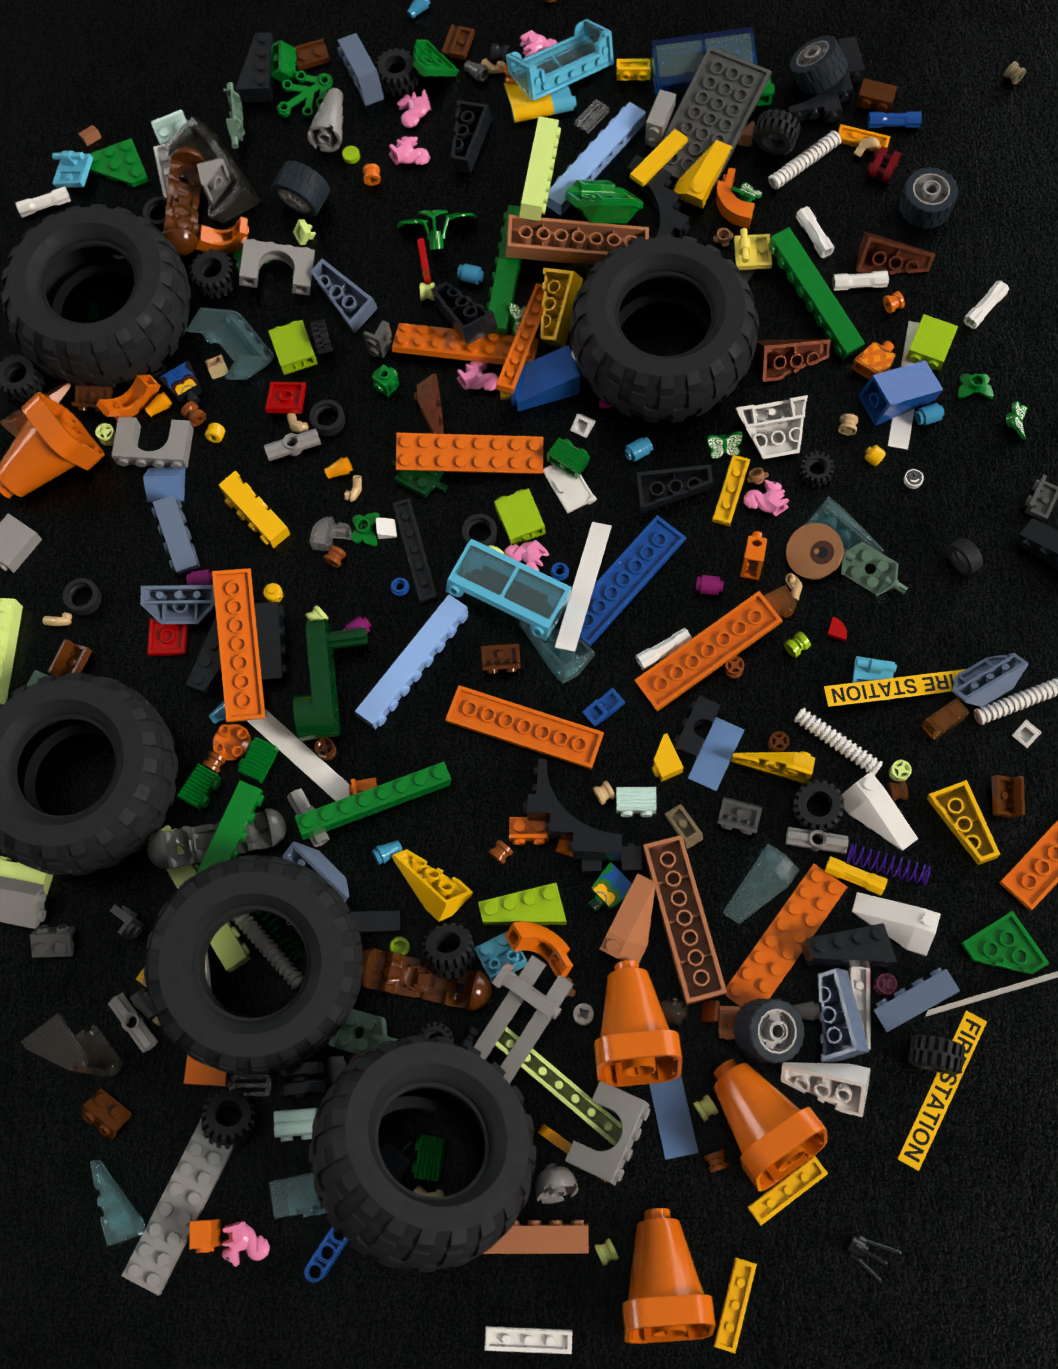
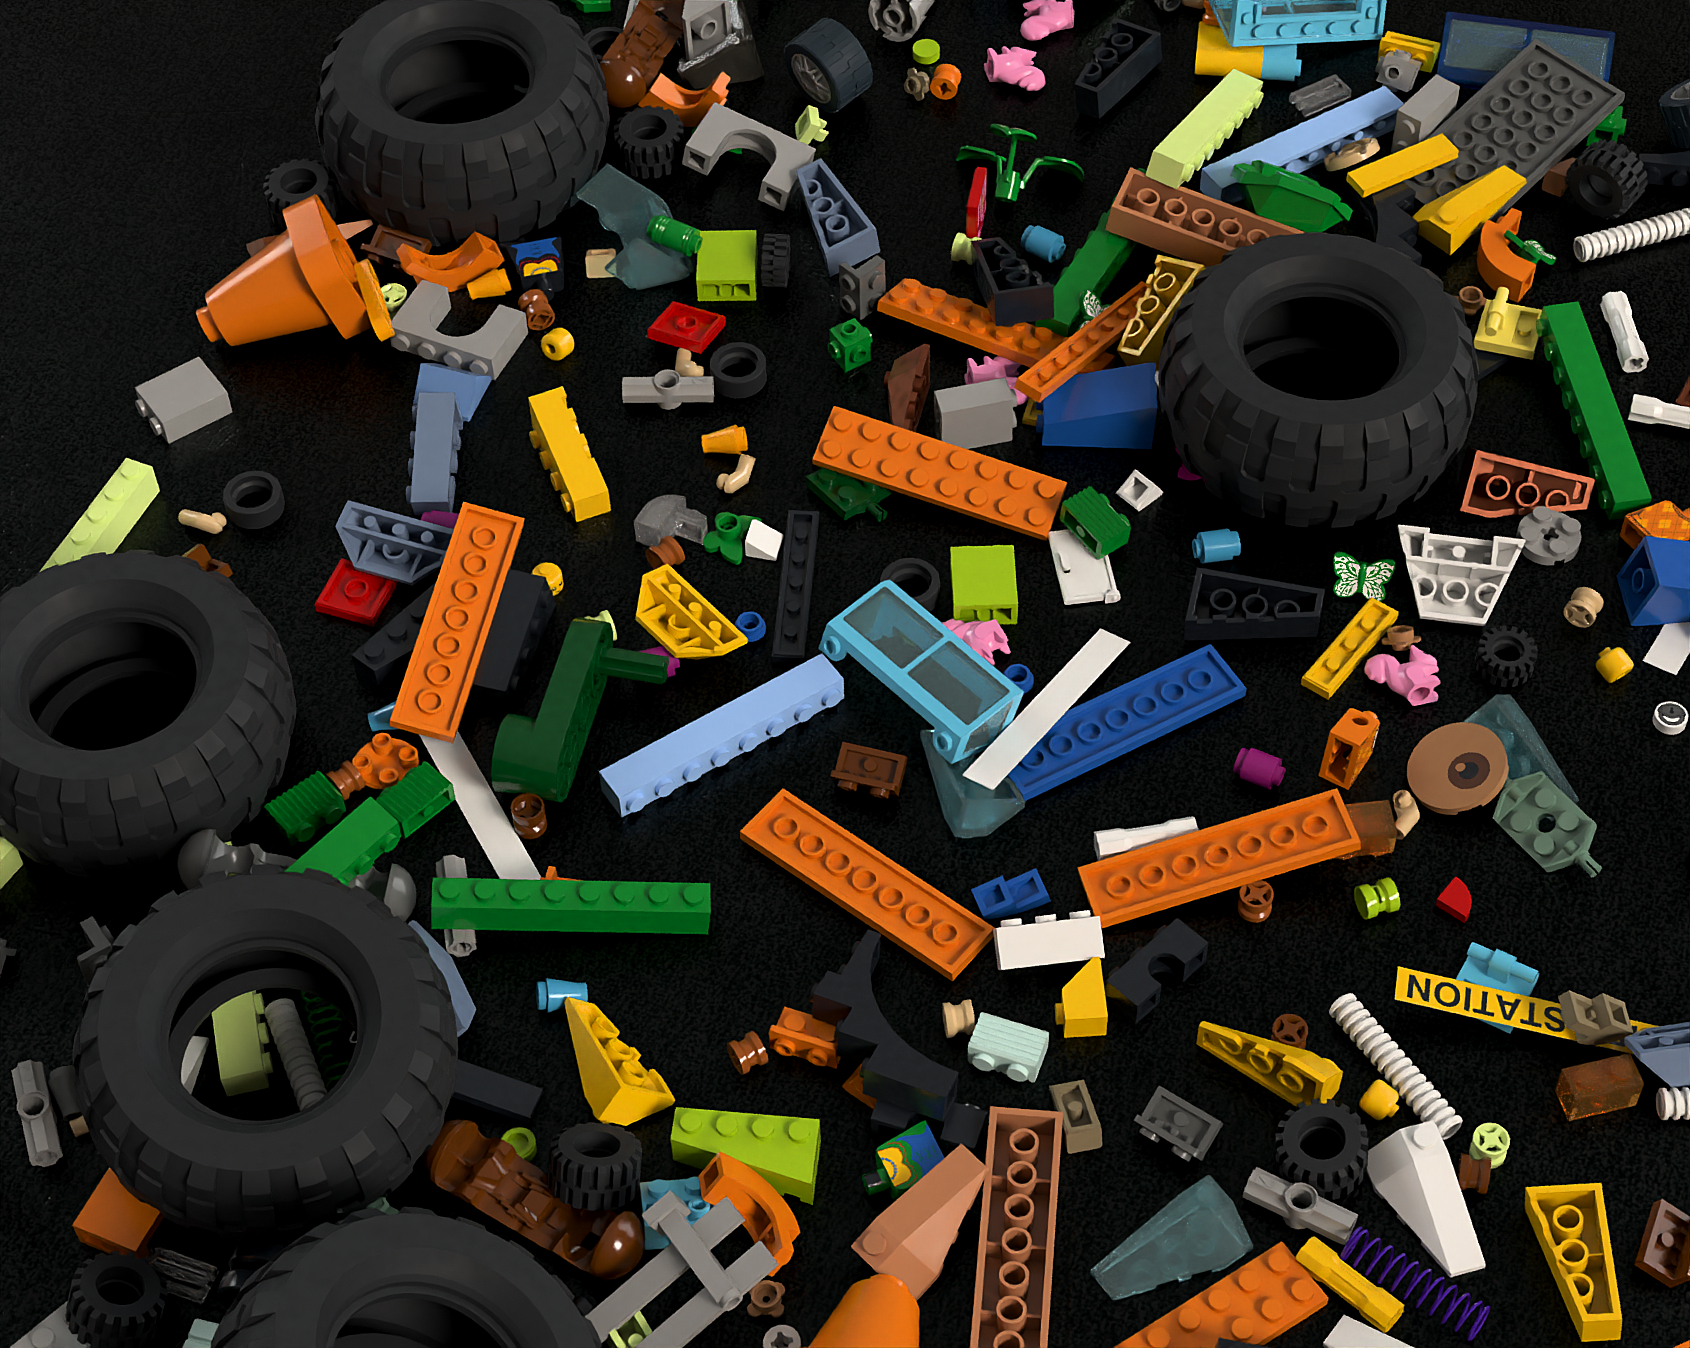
camera: 15 degrees right, 20 degrees down
(96, 442) = (374, 300): none -> light orange beam
(257, 340) = (674, 235): none -> green head
(355, 181) = (917, 83): none -> dark tan plate
(363, 599) = (683, 617): none -> yellow wedge
(475, 408) = (975, 414): none -> light grey brick
(626, 156) = (1351, 154): none -> tan tile
(632, 87) = (1406, 66): none -> light grey brick
(636, 732) = (1048, 941): none -> white brick
(716, 754) = (1174, 1024): medium blue piece -> none
(817, 373) = (1552, 523): none -> light grey plate
(836, 764) = (1379, 1100): none -> yellow piece
(933, 681) = (1595, 1019): none -> dark tan brick

